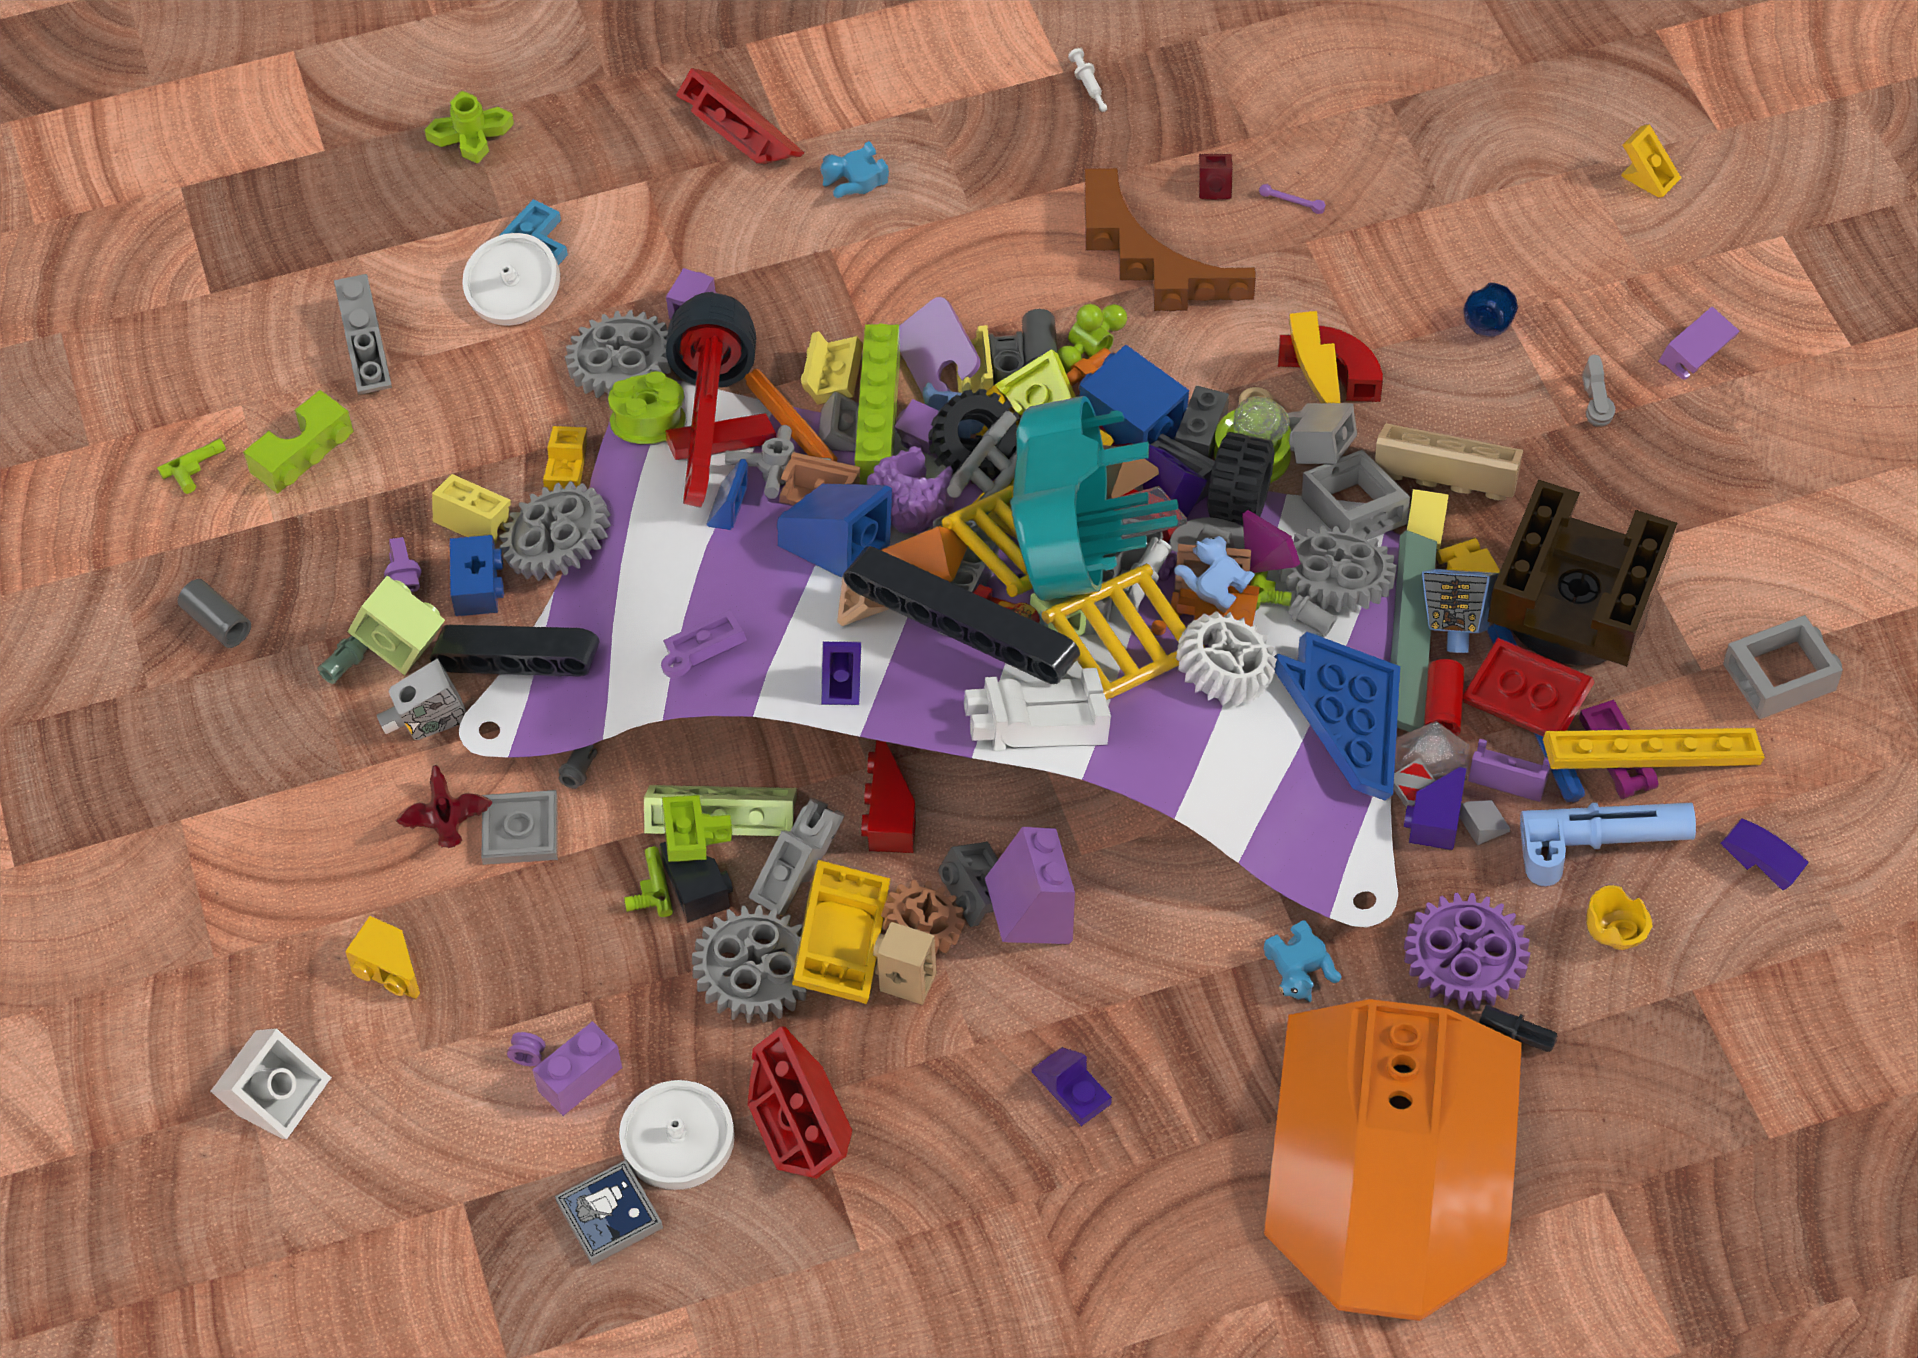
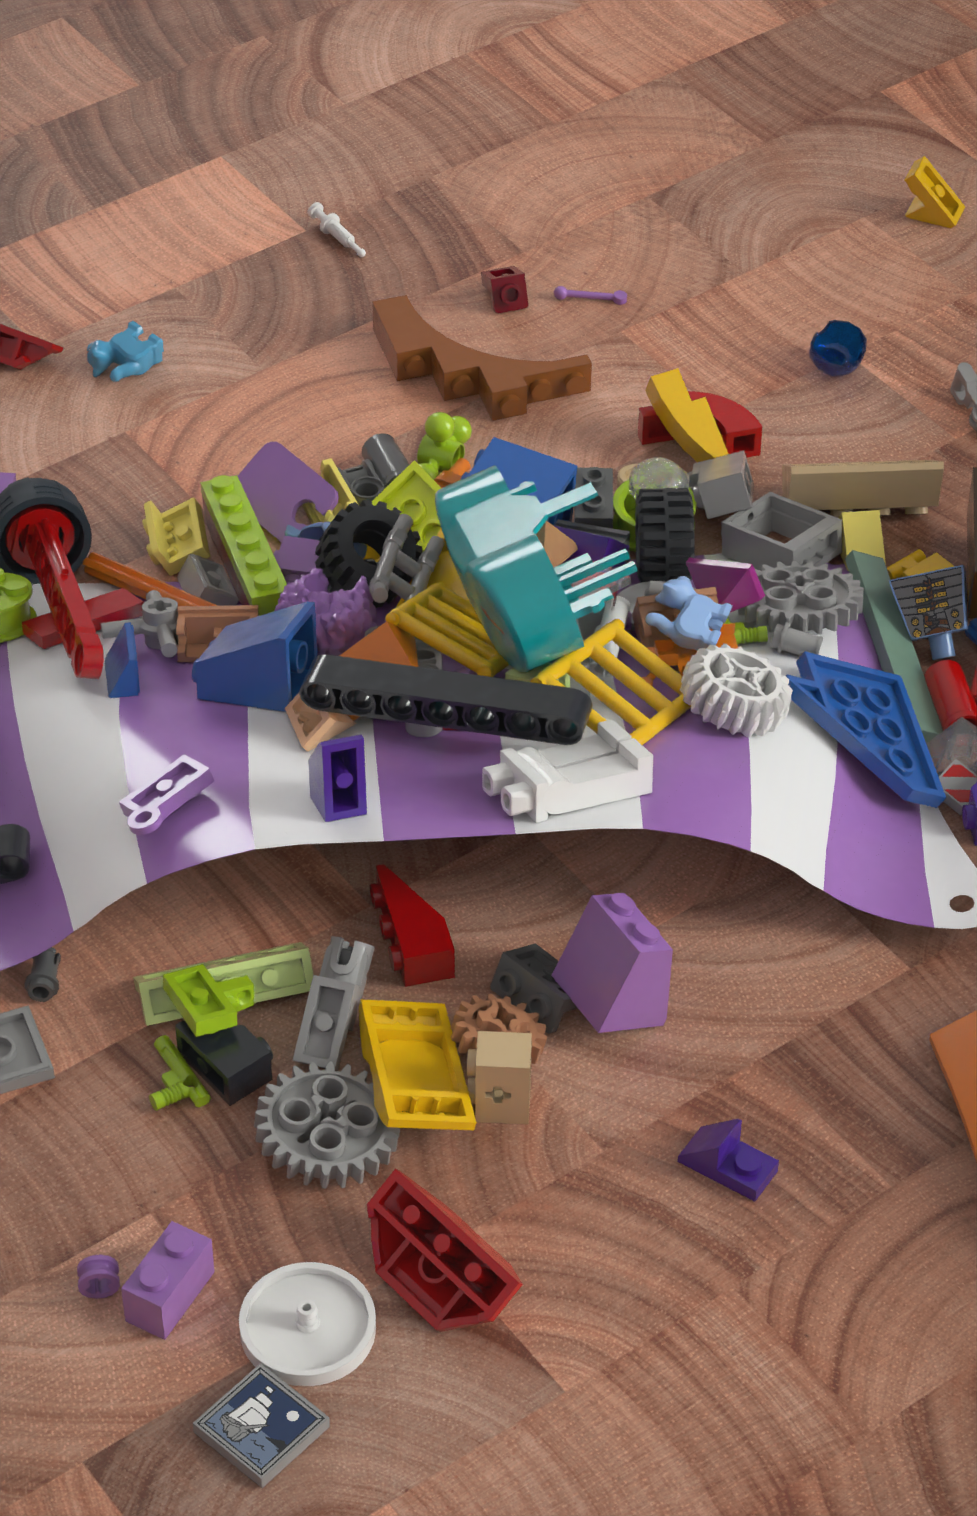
camera: 20 degrees left, 10 degrees down
(1301, 956) = (917, 977): dark azure animal -> none

